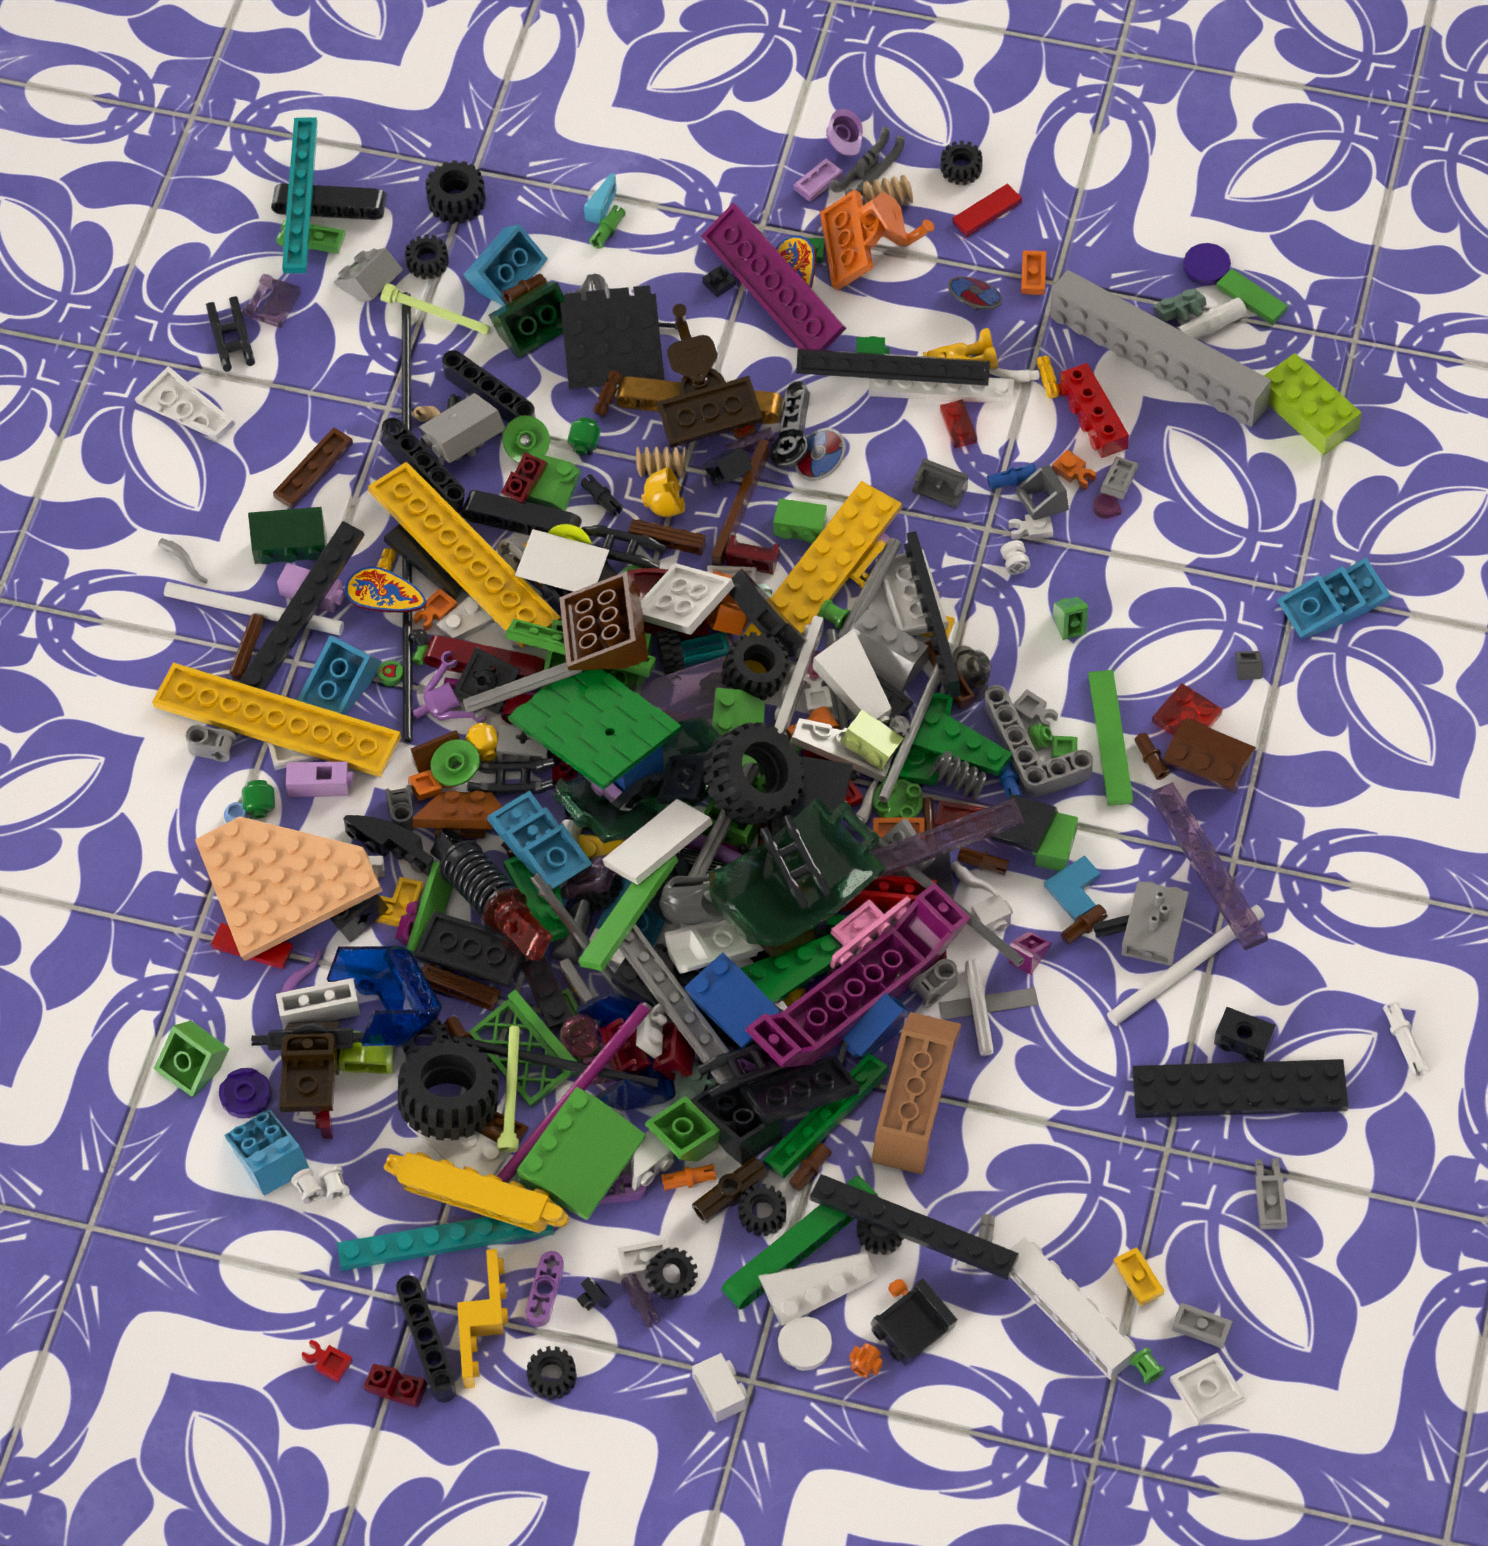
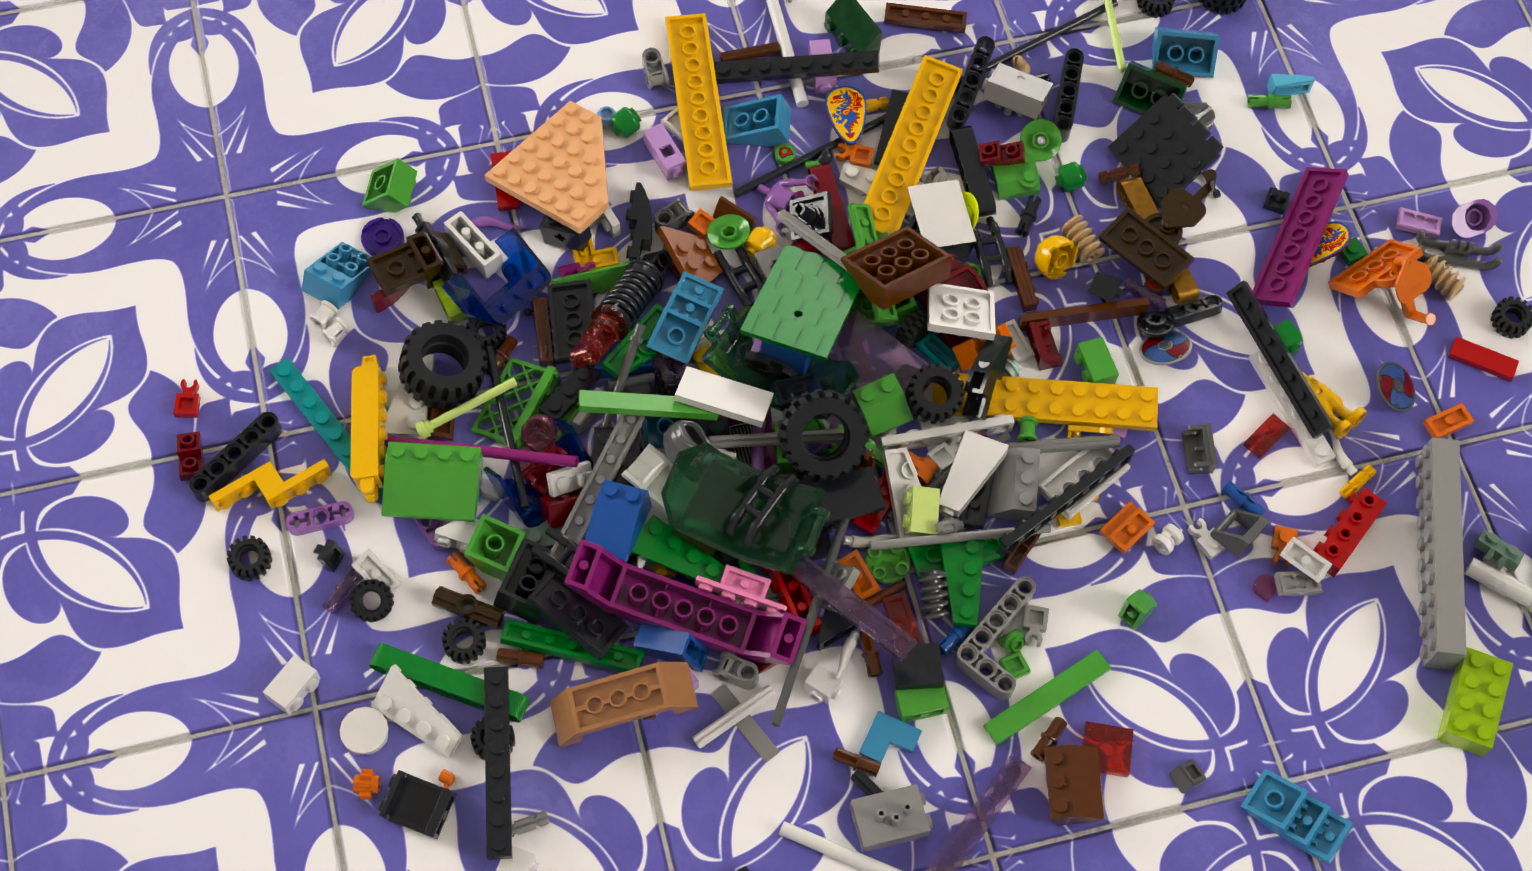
camera: 55 degrees right, 5 degrees up
(974, 668) = (1041, 558): clear smoke piece -> none
(983, 584) = (1127, 527): none -> orange plate
(1032, 949) = (808, 729): magenta slope -> none
(1104, 456) = (1305, 559): none -> white plate

